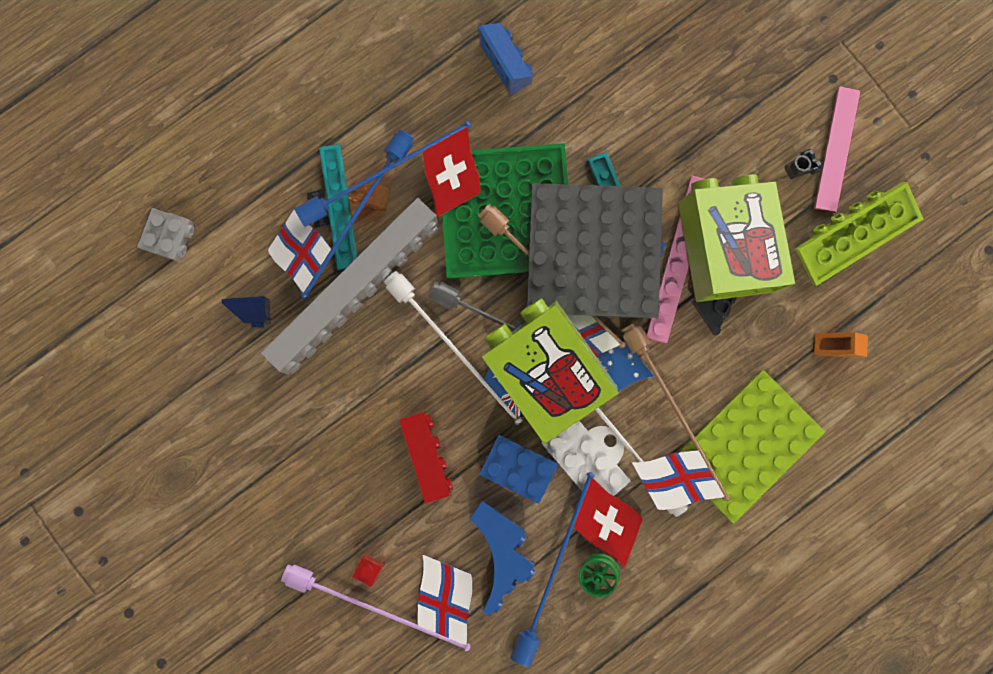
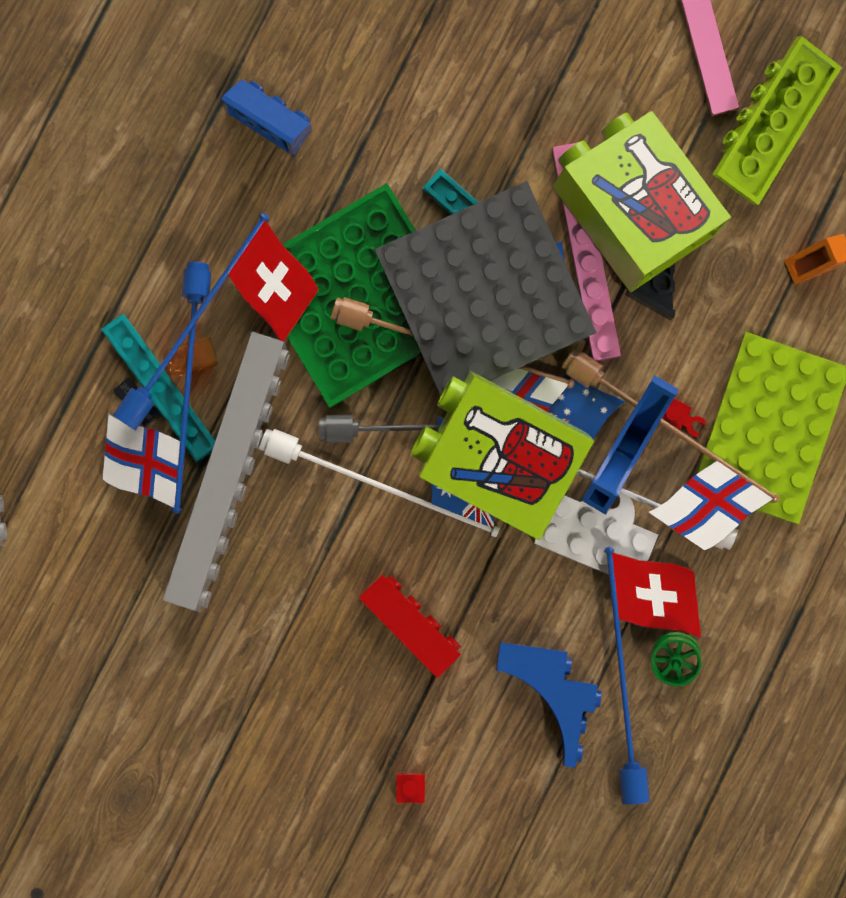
camera: 30 degrees left, 0 degrees up
(250, 310) = (119, 559): clear blue slope -> none
(441, 602) = (511, 780): flag -> none
(518, 469) = (524, 585): blue brick -> none
(642, 408) = (629, 445): none -> blue arch
(686, 402) = (678, 416): none -> red plate
(803, 165) = (675, 71): black plate -> none

